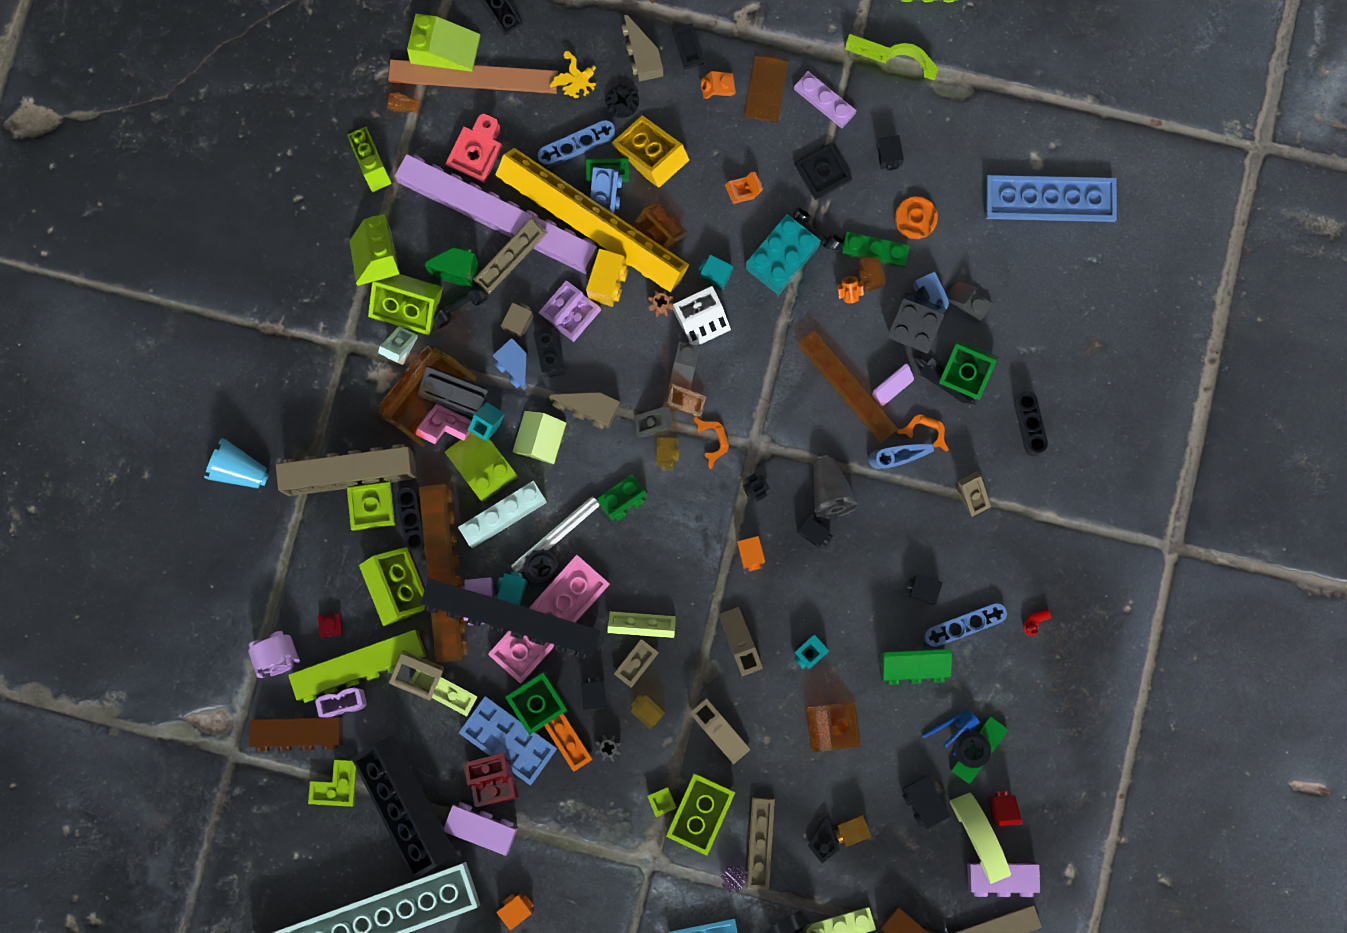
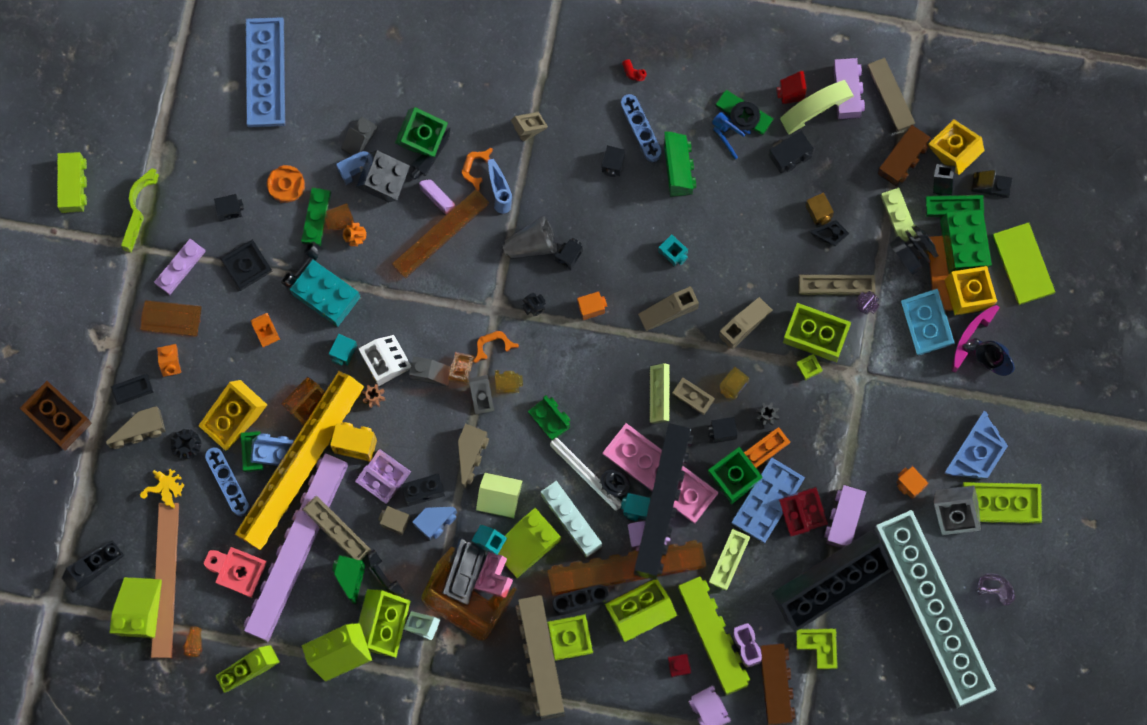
camera: 95 degrees left, 5 degrees down
(421, 665) = (705, 586): dark tan tile -> none
(833, 727) = (735, 230): clear orange slope -> none
(1034, 414) = (474, 84): black beam -> none

